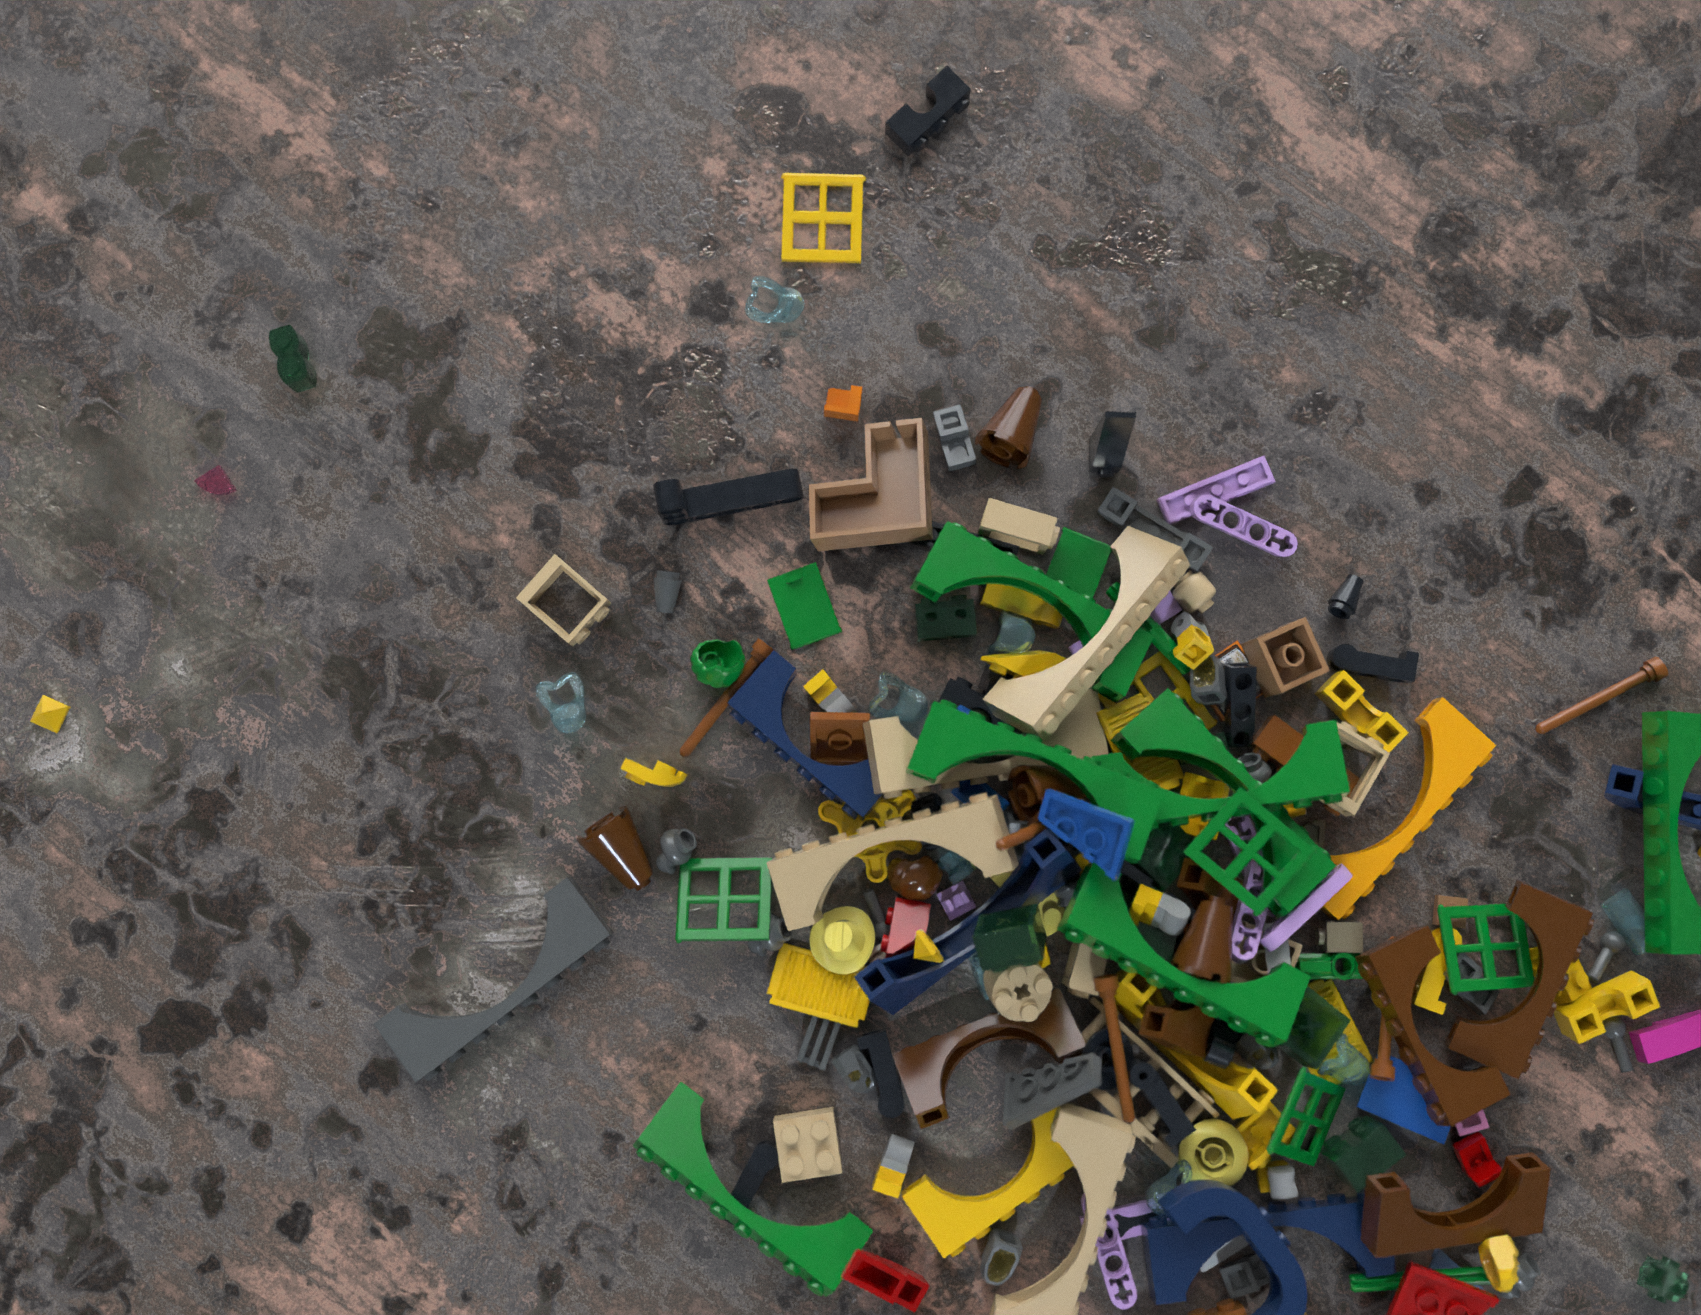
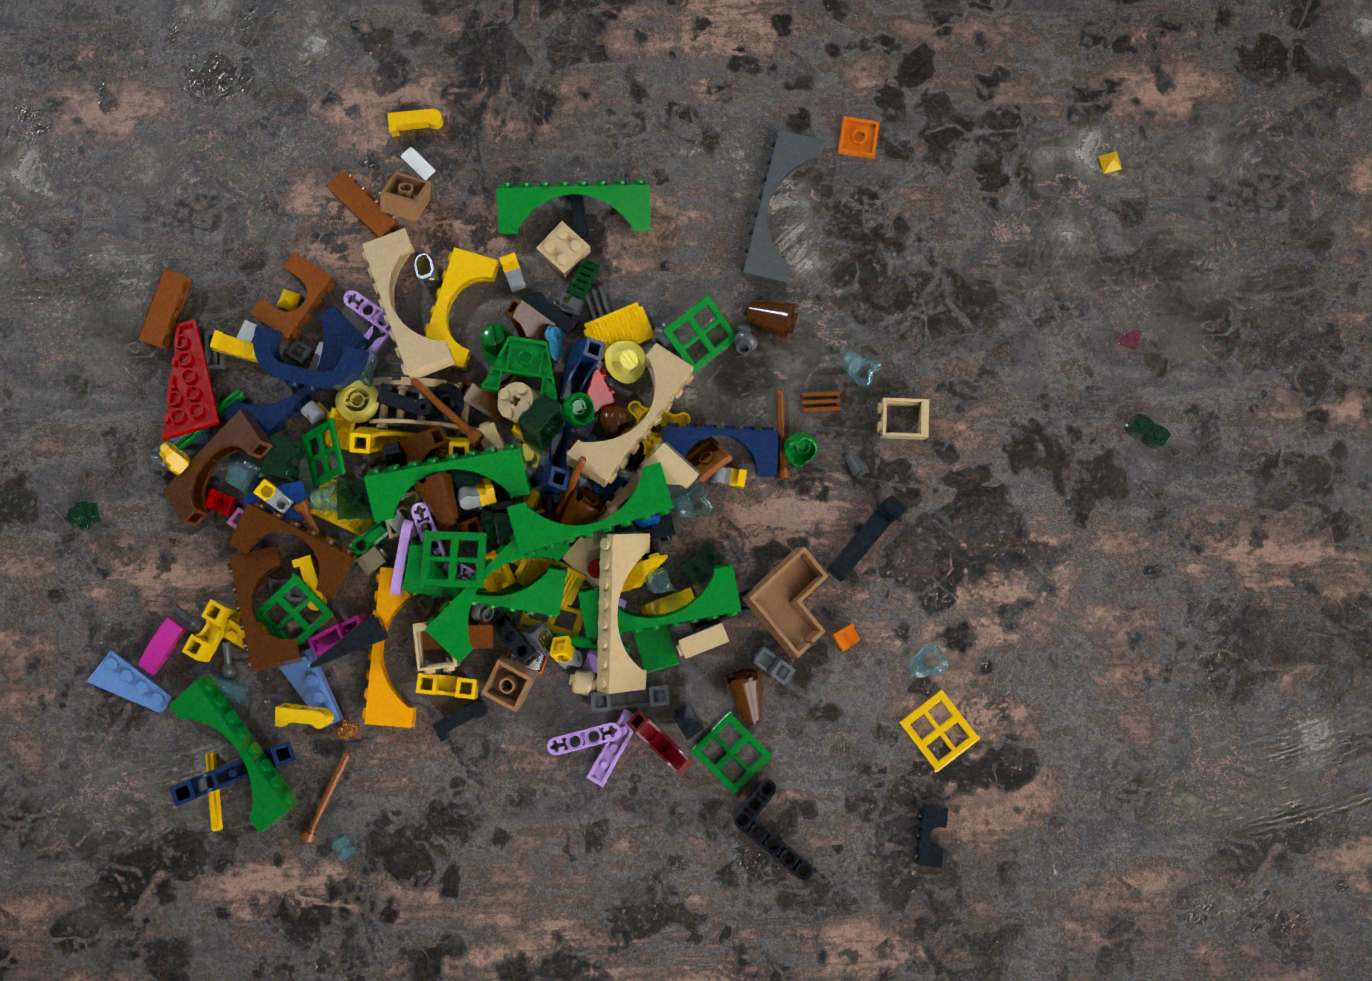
camera: 135 degrees right, 0 degrees up
(325, 994) = (858, 137): none -> orange tile
(625, 686) = (826, 401): none -> dark orange tile
(661, 775) = (782, 367): yellow slope -> none
(796, 1093) = (588, 269): none -> dark green slope
(804, 606) = (780, 514): green container -> none
(886, 1279) = (475, 215): red slope -> none
(907, 1039) = (555, 336): none -> dark azure plate
(926, 949) = (579, 386): yellow slope -> none
(950, 920) = (578, 409): none -> green hair
(968, 1038) = (525, 359): none -> green wing
(982, 1090) = (492, 340): none -> green piece
(1045, 1089) = (466, 364): dark grey wing -> none
(1081, 379) = (731, 753): none -> green window
(1081, 712) = (594, 568): none -> red tile
(1091, 829) = (544, 504): blue wing -> none
(1113, 254) = (767, 834): none -> black beam
(1157, 445) = (659, 742): none -> dark red arch
(1345, 599) = (500, 741): black cone -> none
(1410, 1111) = (273, 496): none -> leg
(1420, 848) = (360, 637): none -> black slope
(1427, 1168) = (244, 476): none -> clear light blue brick
(1446, 877) = (327, 638): none -> dark pink slope
(1519, 754) = (347, 730): none -> clear orange plant
(1524, 837) = (312, 684): none -> medium blue wing
(1563, 814) = (315, 716): none -> yellow leg
(1623, 621) = (344, 847): none -> clear light blue wheel

